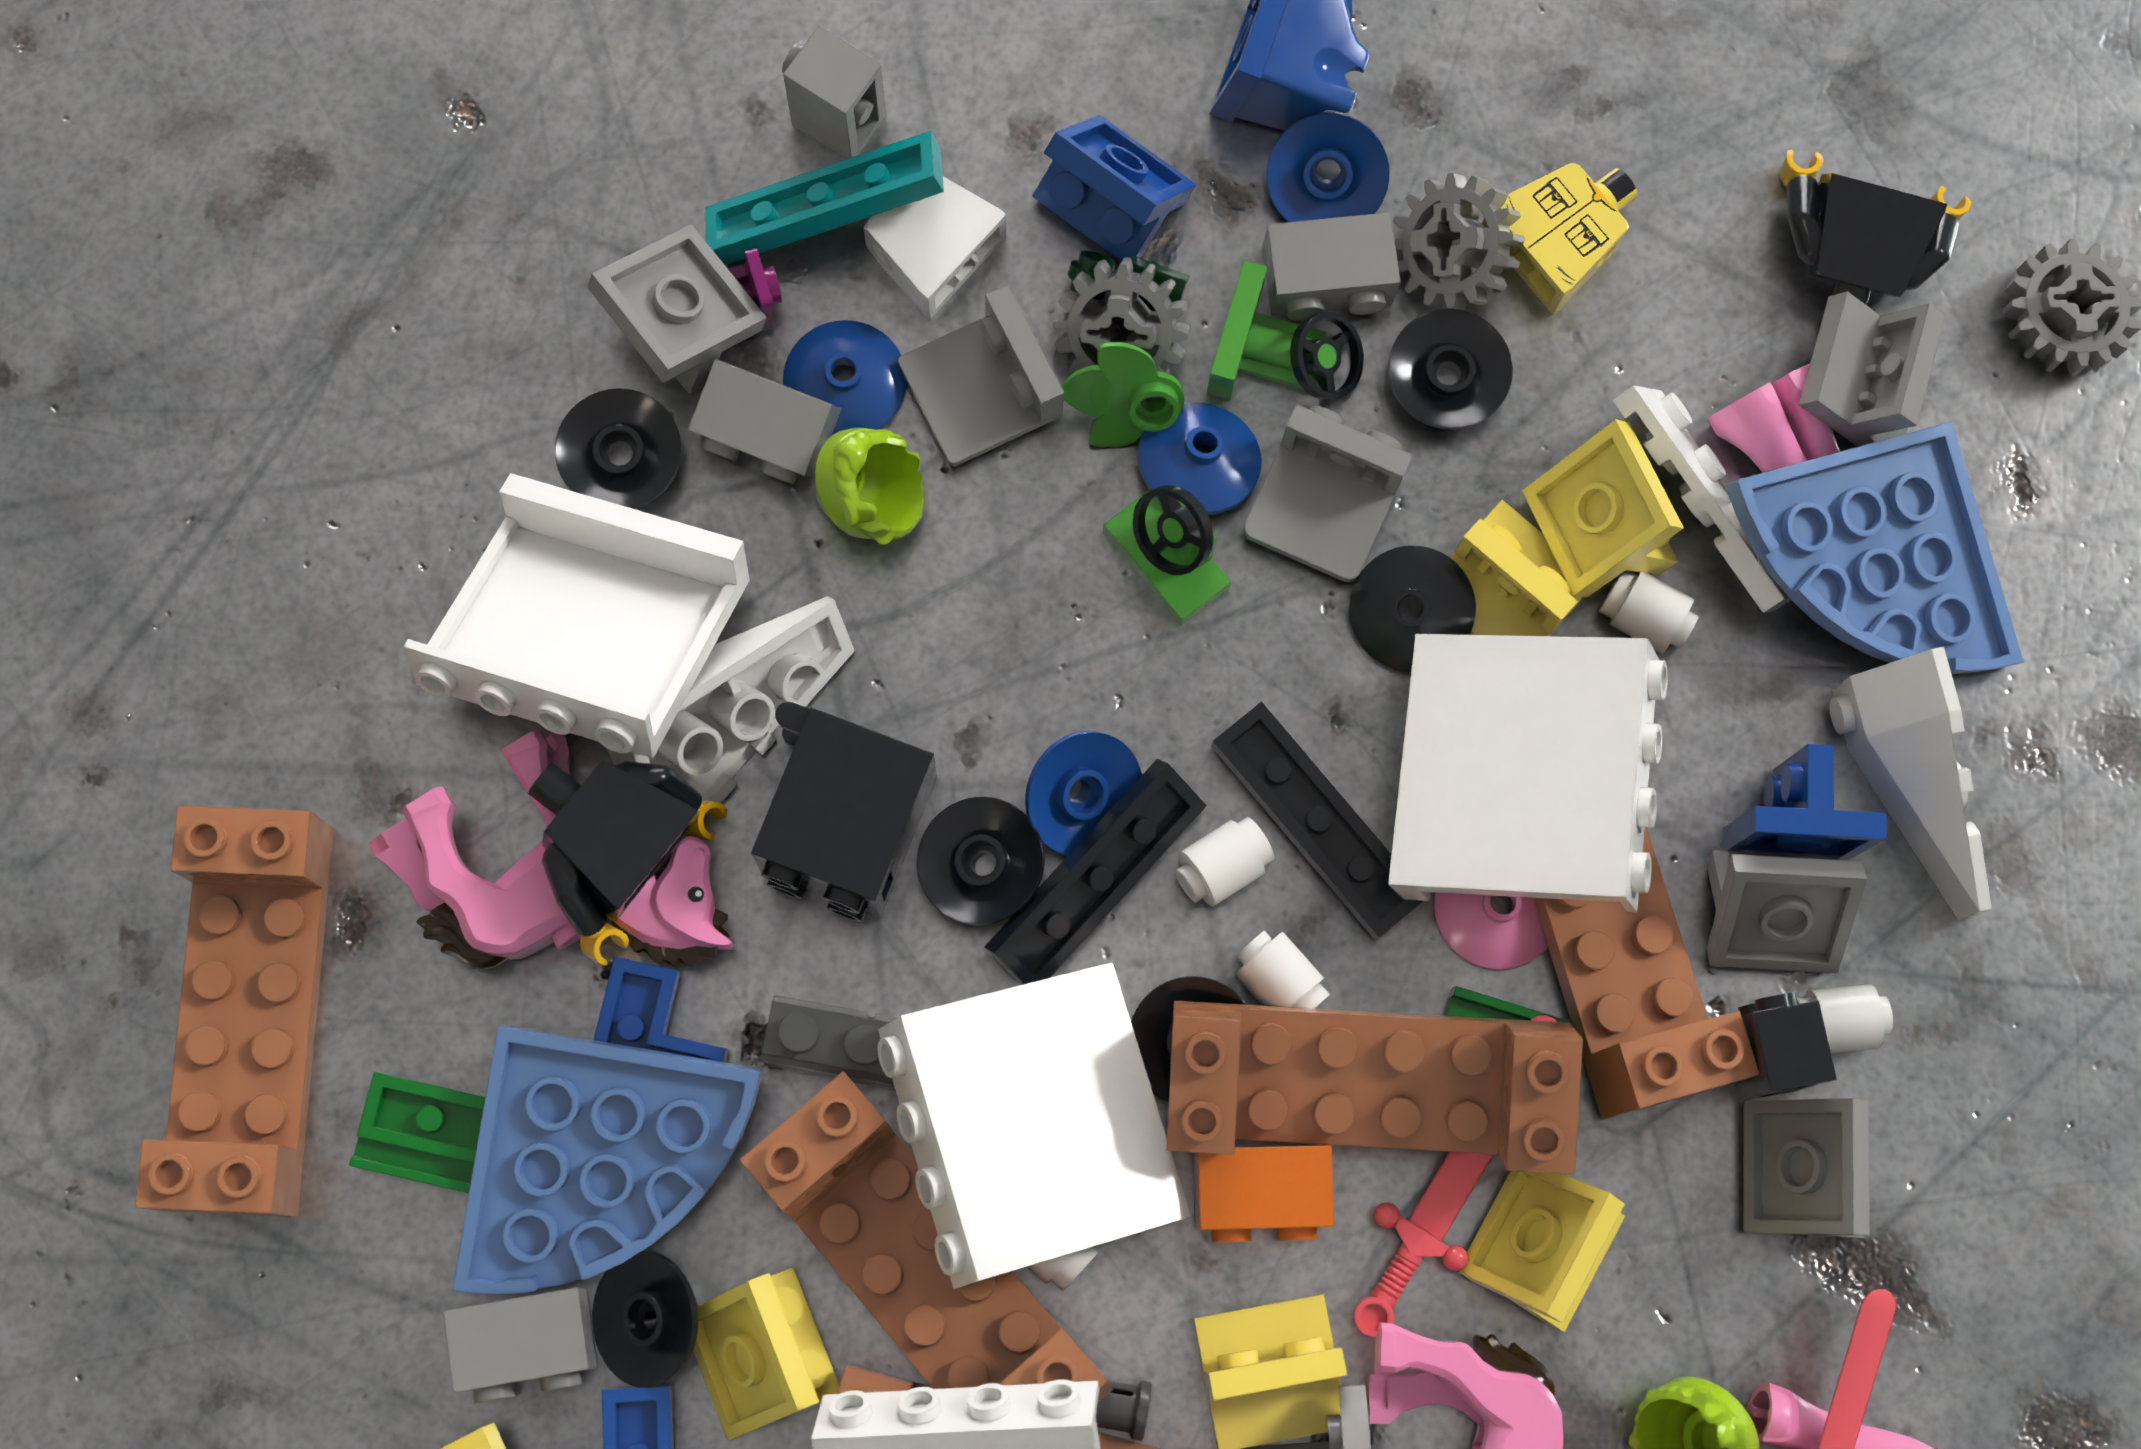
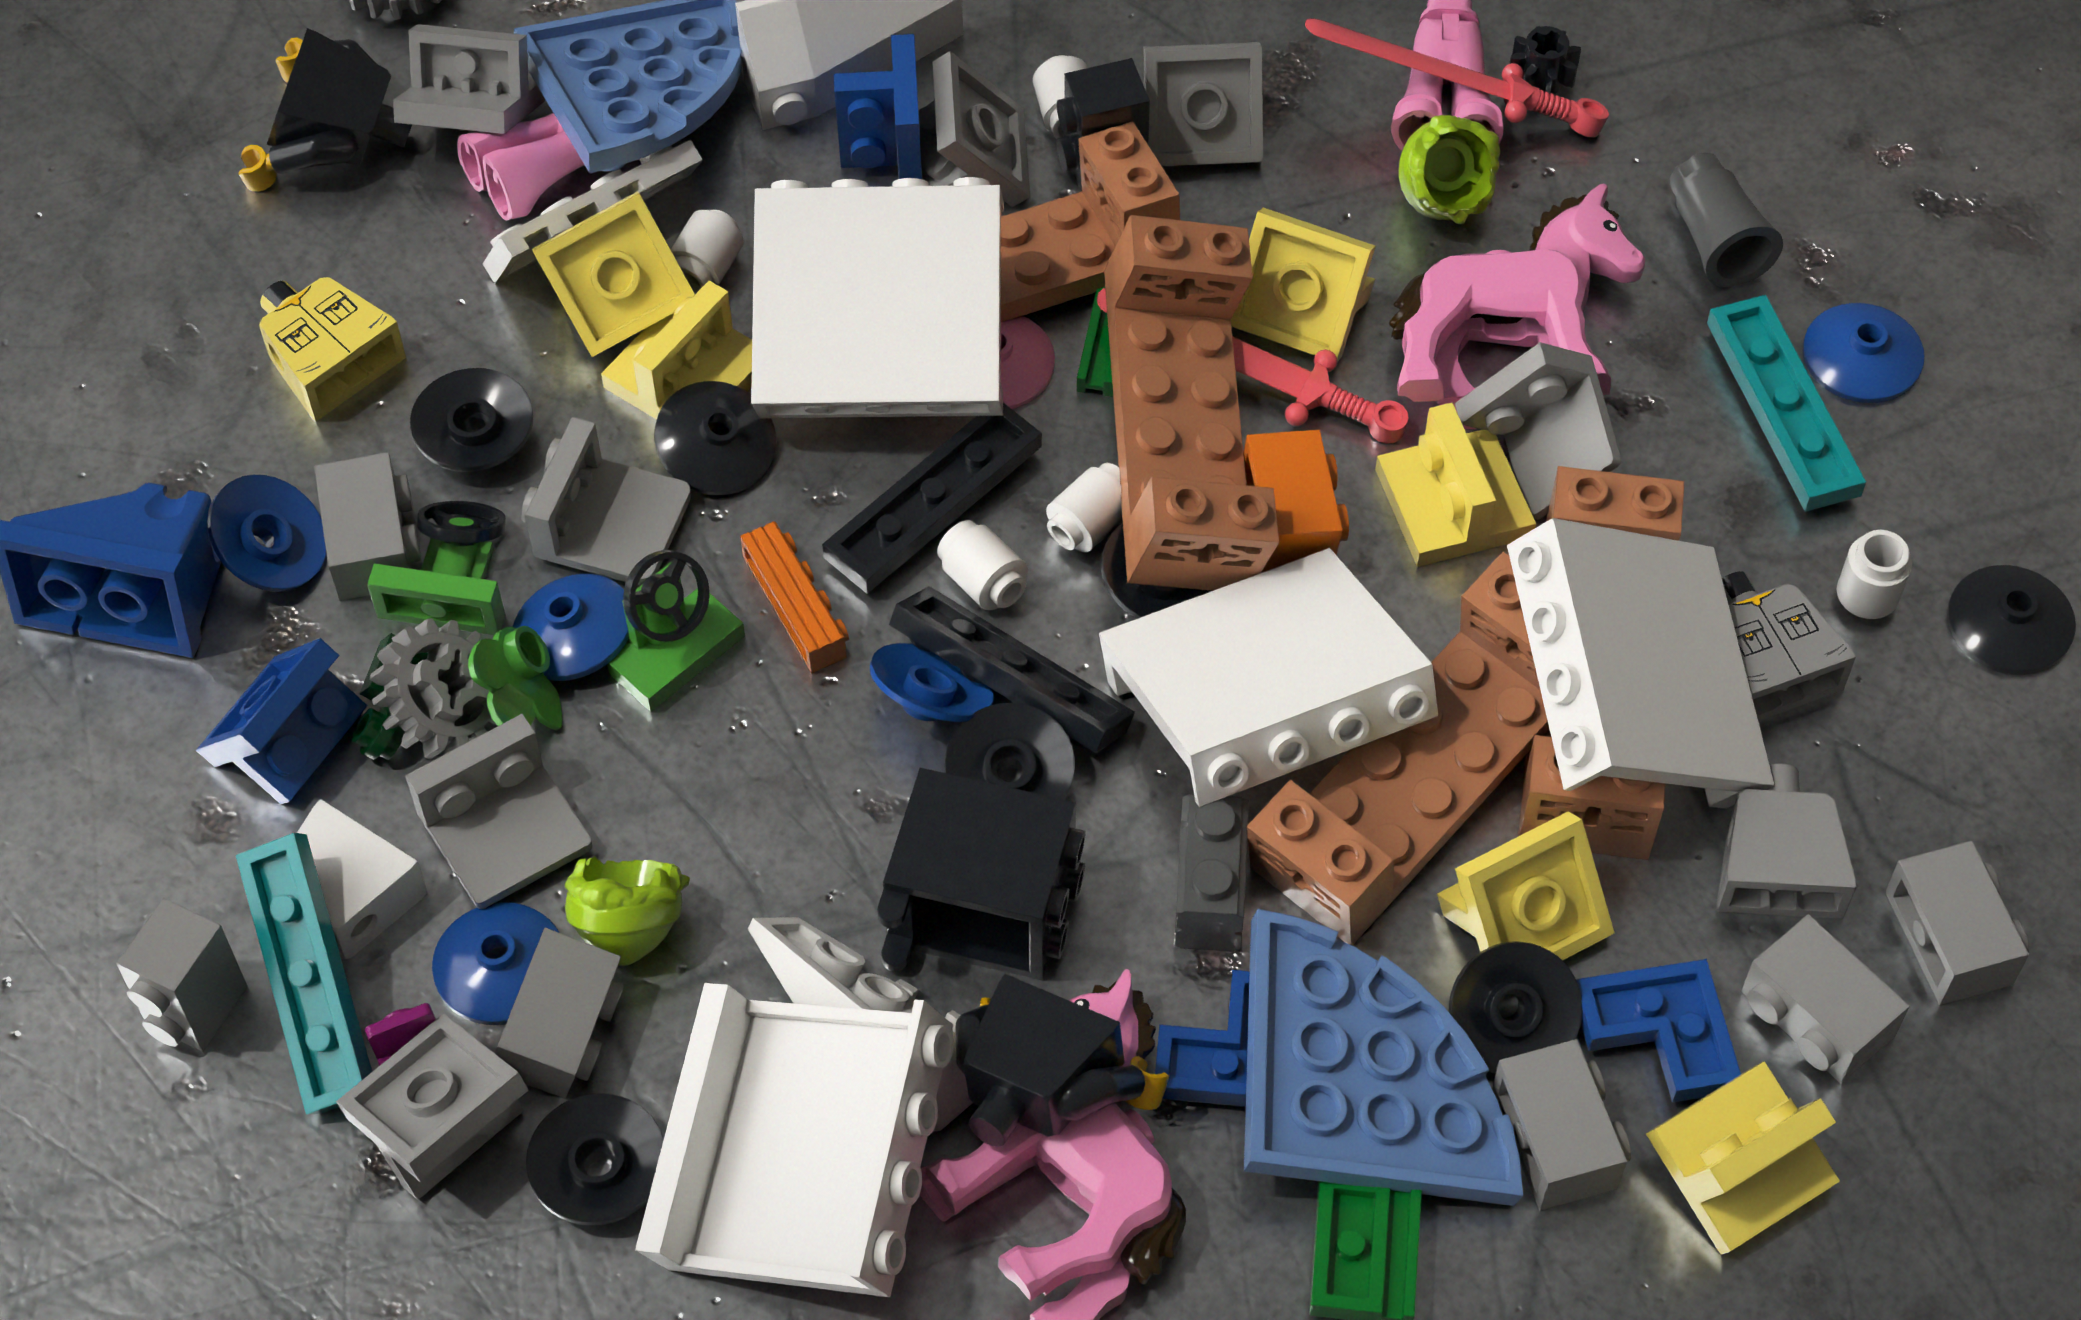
camera: 90 degrees left, 20 degrees down
(1212, 671) = (794, 597): none -> orange piece
(1448, 216) = (342, 387): light grey gear -> none

